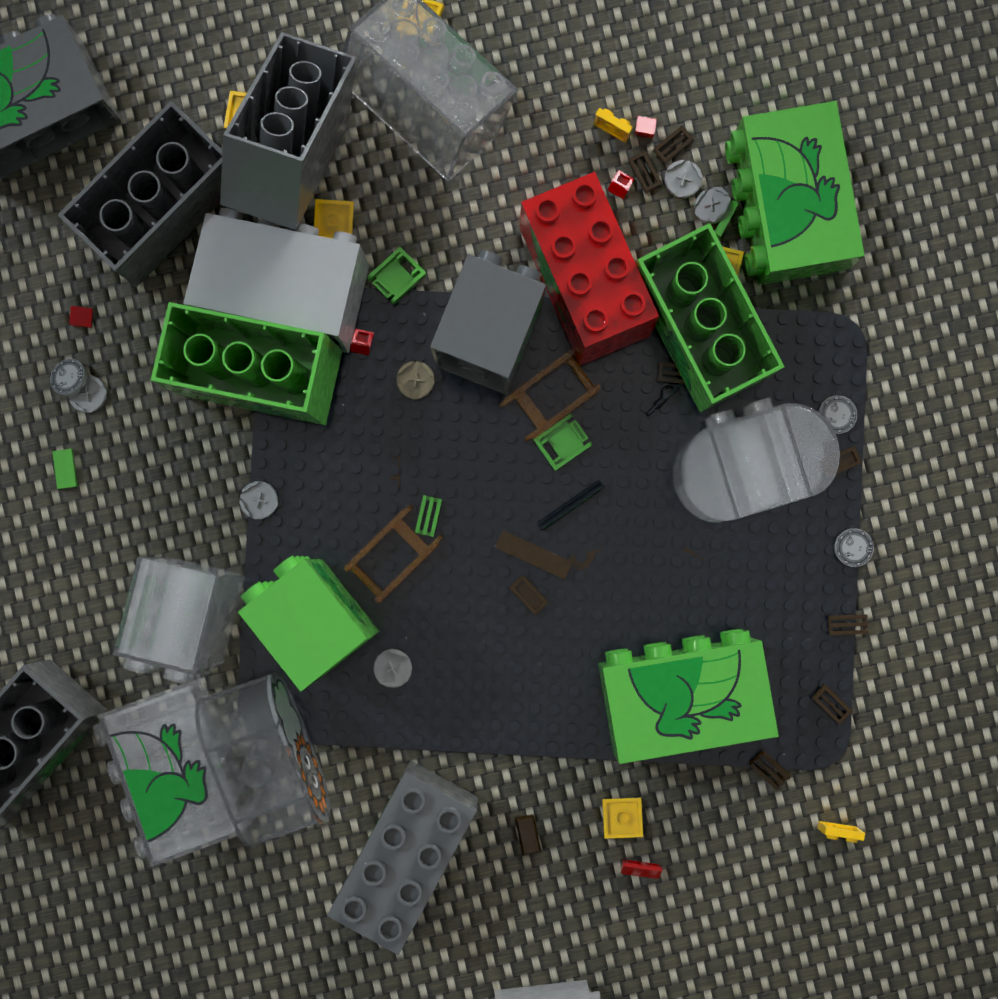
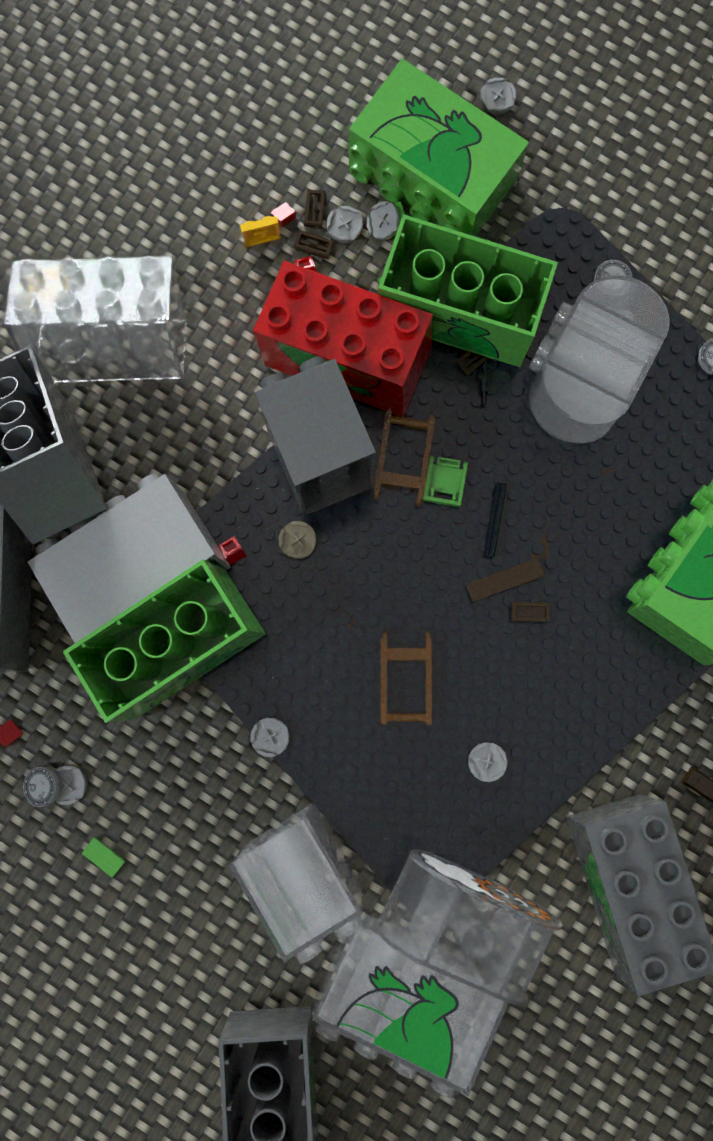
camera: 45 degrees left, 5 degrees down
(306, 619) = (403, 788): bright green brick -> none
(333, 217) = (122, 480): yellow plate -> none
(394, 279) = (212, 484): bright green container -> none
(432, 500) = (394, 612): bright green tile -> none
(897, 191) = (498, 96): none -> light grey tile

